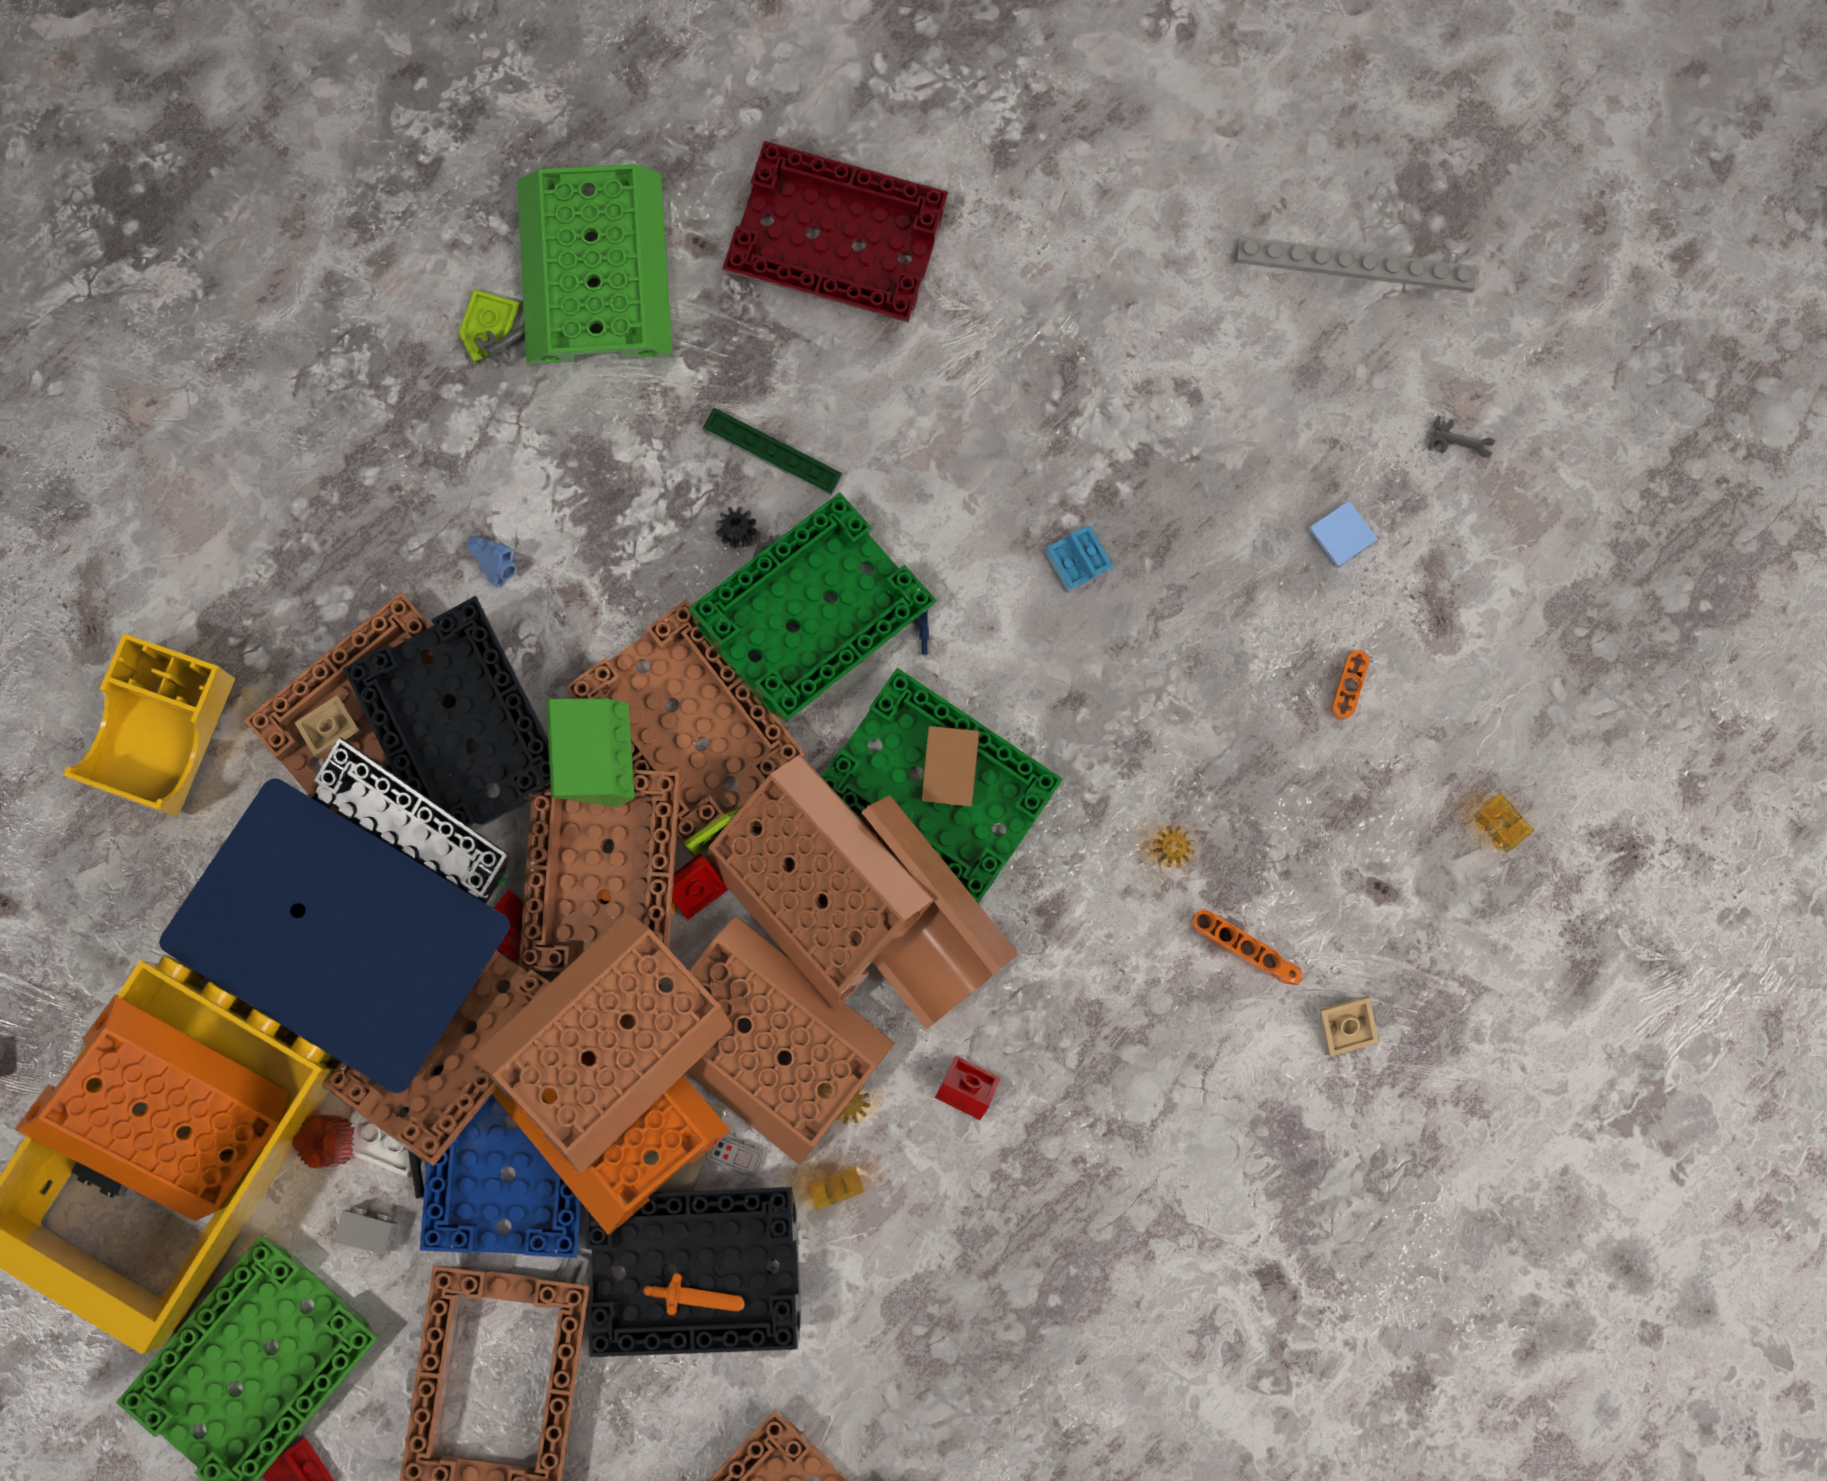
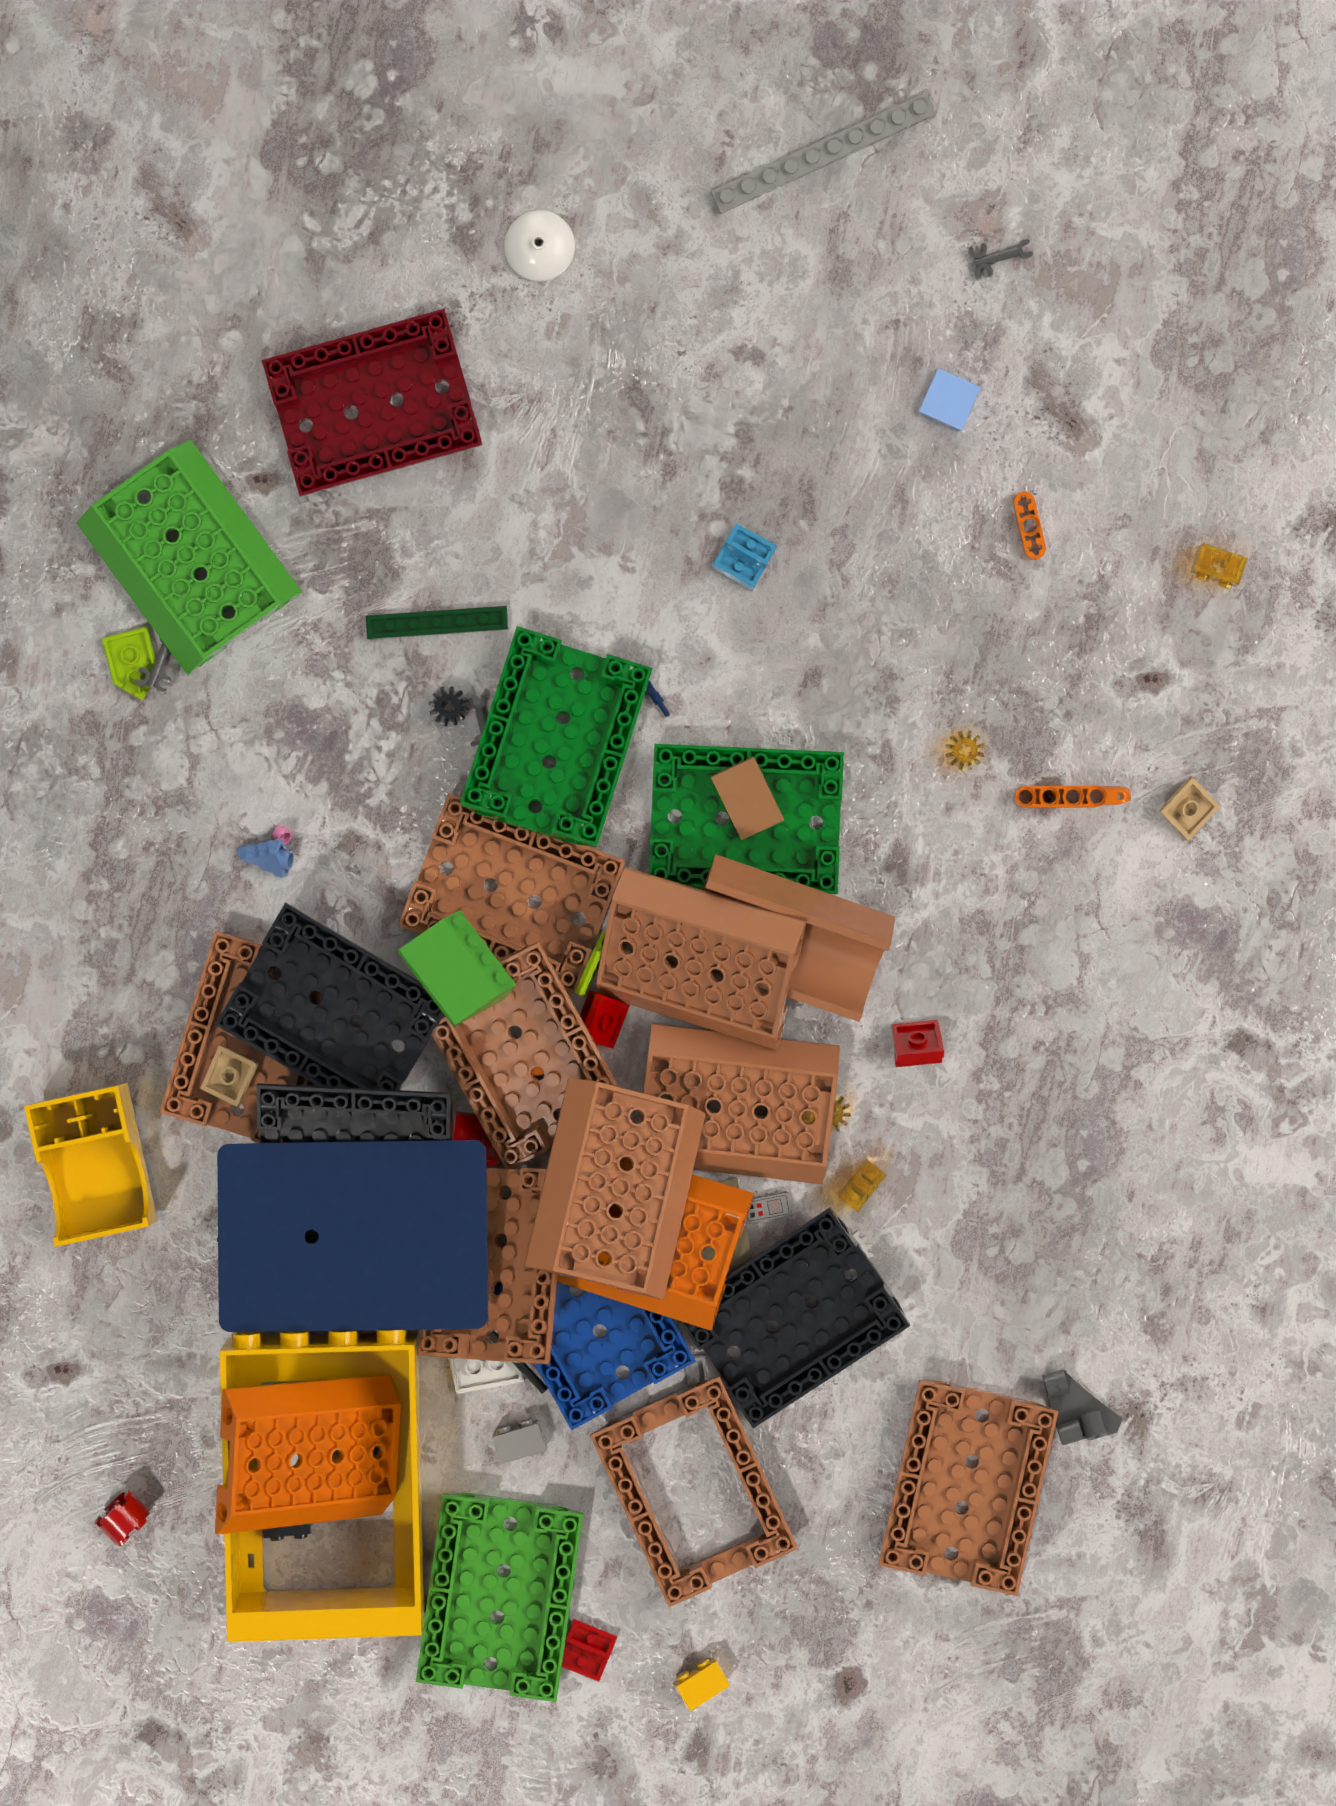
camera: 25 degrees left, 10 degrees up
(324, 1141) = (444, 1395): clear red brick -> none
(518, 554) = (281, 833): none -> bright pink hinge
(676, 1294) = (791, 1341): orange sword -> none
(1062, 208) = (539, 262): none -> white dish

